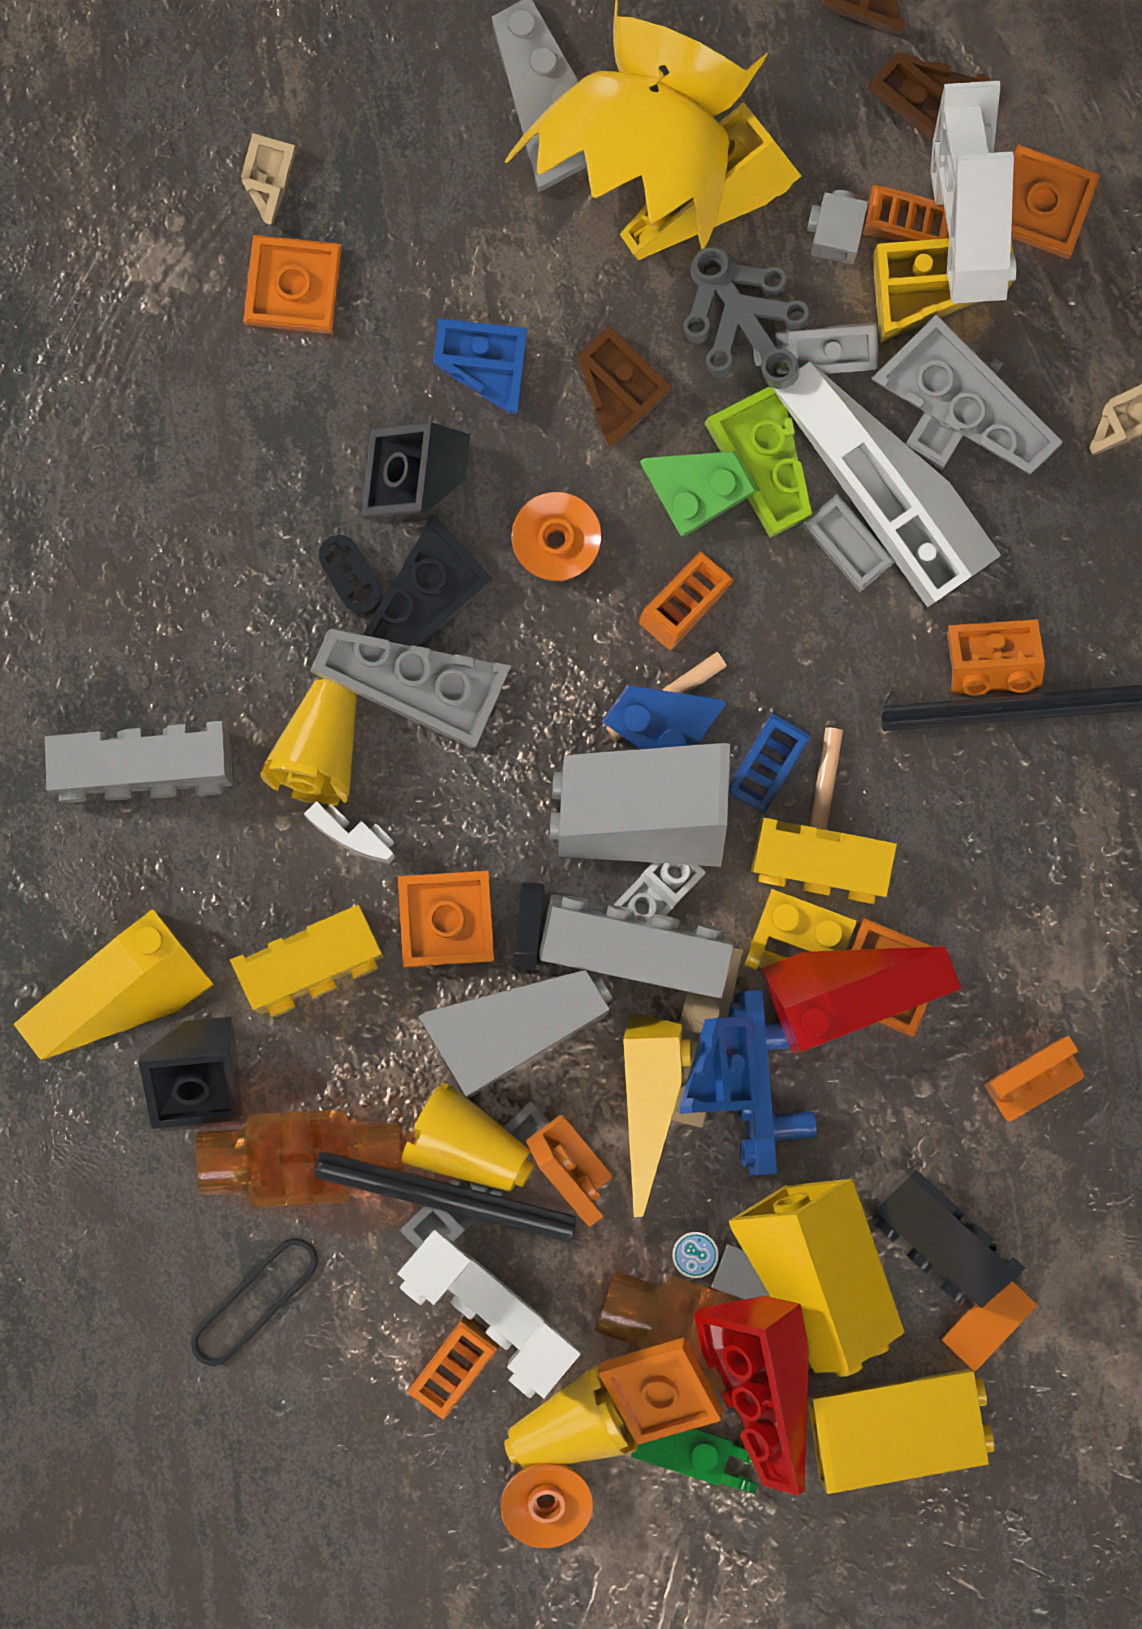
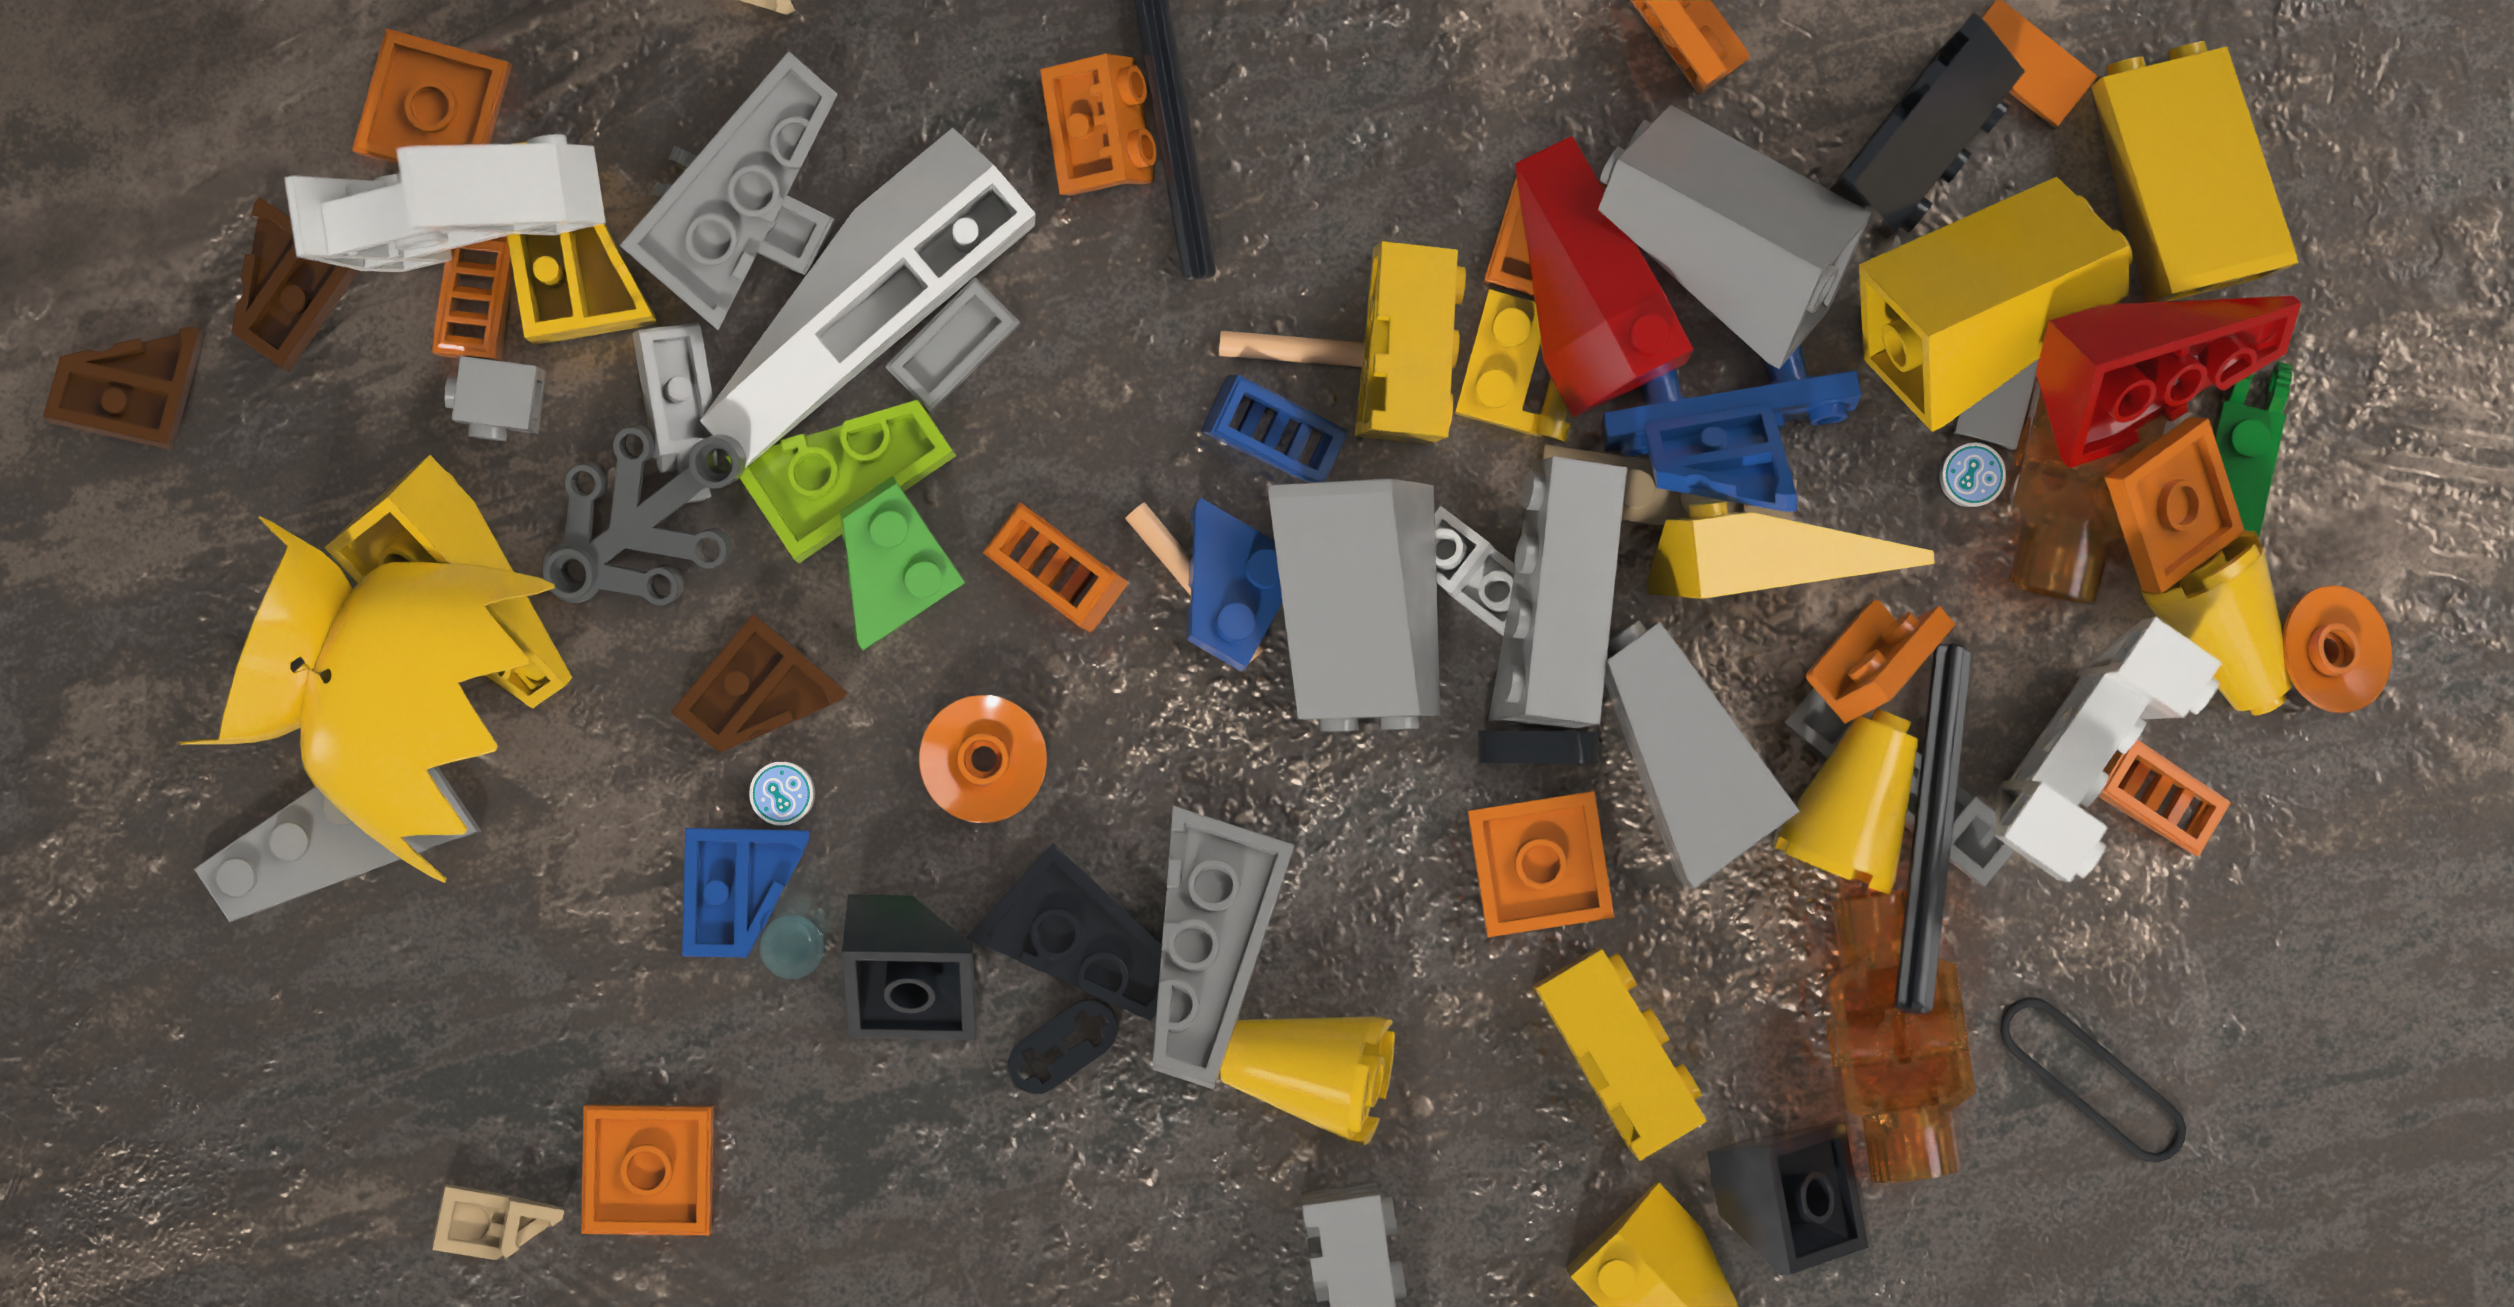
camera: 90 degrees left, 5 degrees up
(366, 842) = (1442, 988): white slope -> none
(437, 395) = (792, 947): none -> clear light blue plate
(545, 398) = (782, 793): none -> tile
(884, 1093) = (1733, 228): none -> light grey slope

